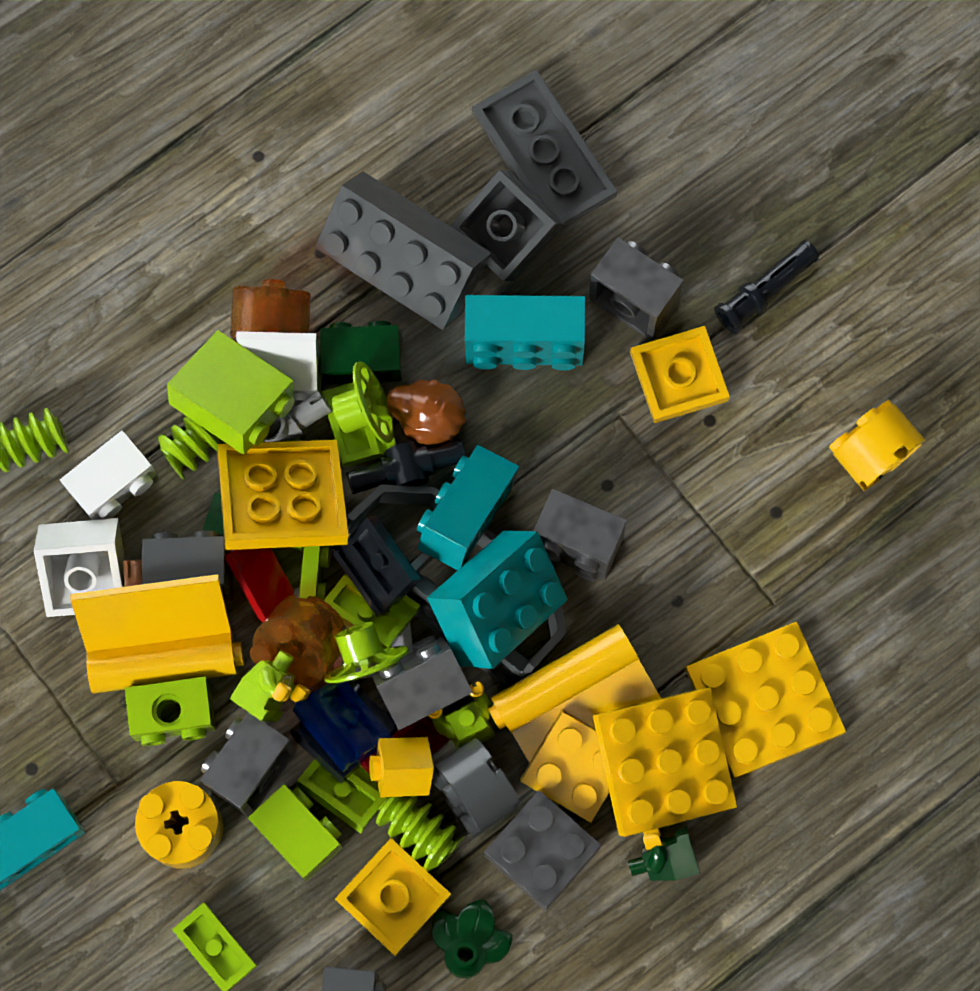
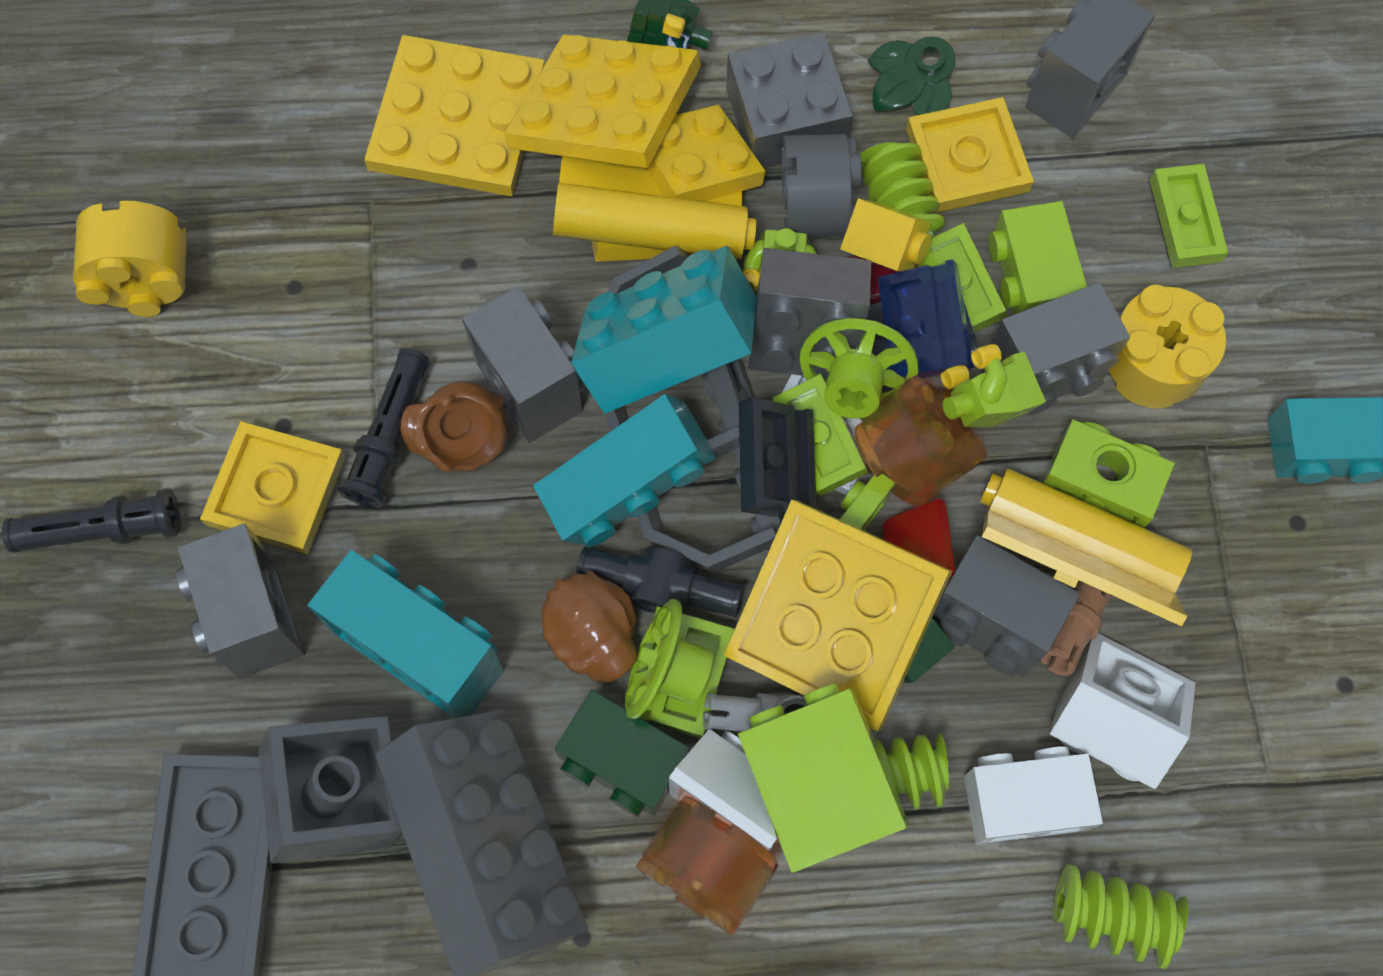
camera: 150 degrees left, 5 degrees down
(595, 474) = (458, 427): none -> dark orange hair
(635, 436) = (379, 449): none -> black pin

